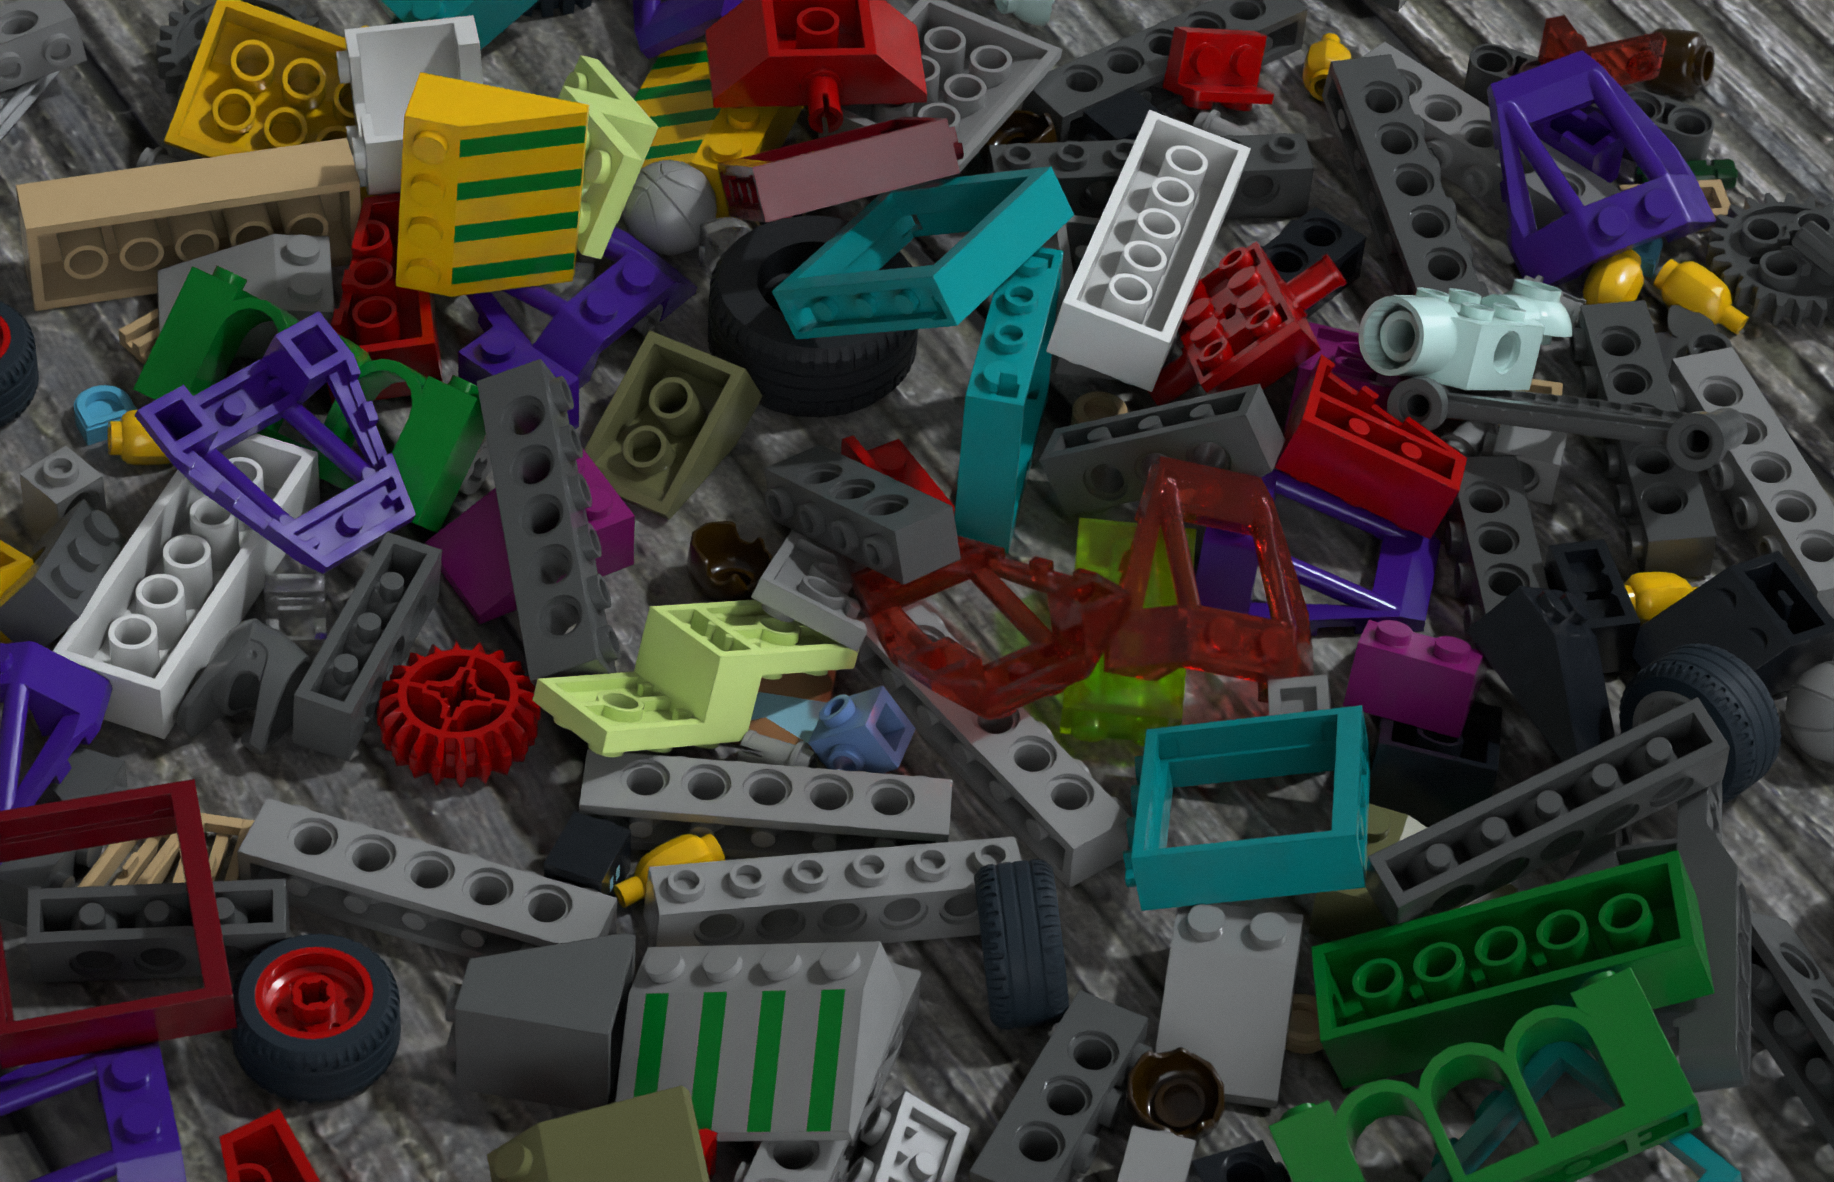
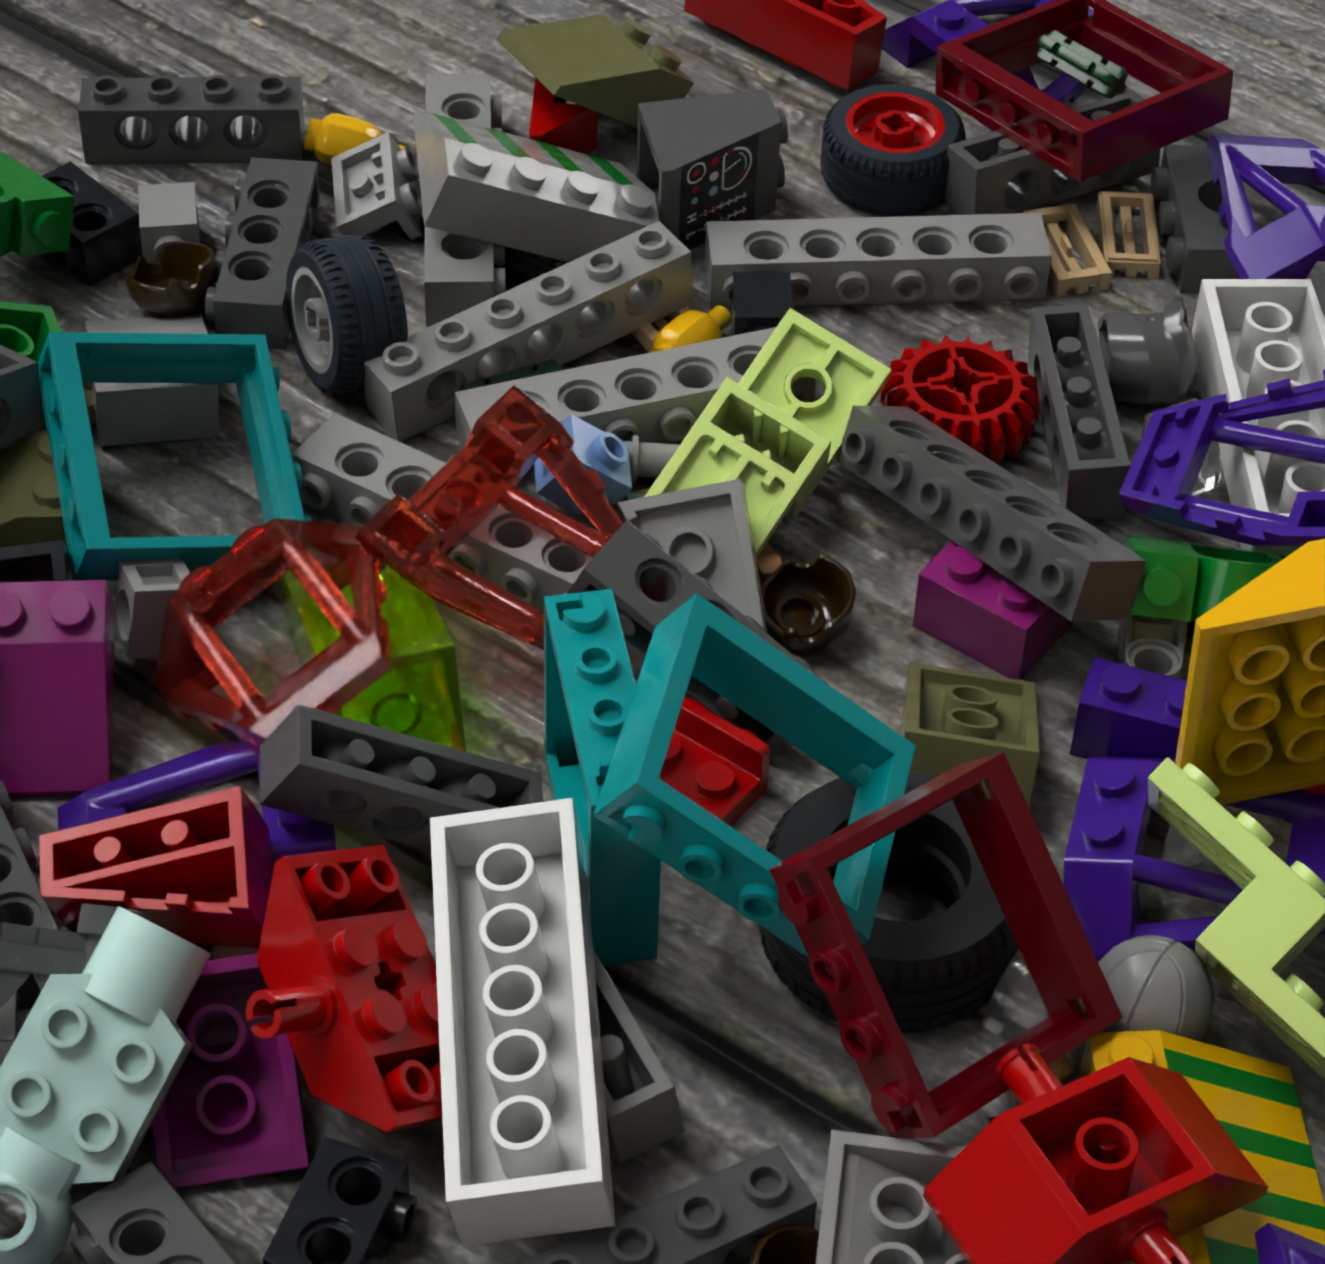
camera: 160 degrees right, 0 degrees up
(118, 875) = (1082, 64): none -> axle

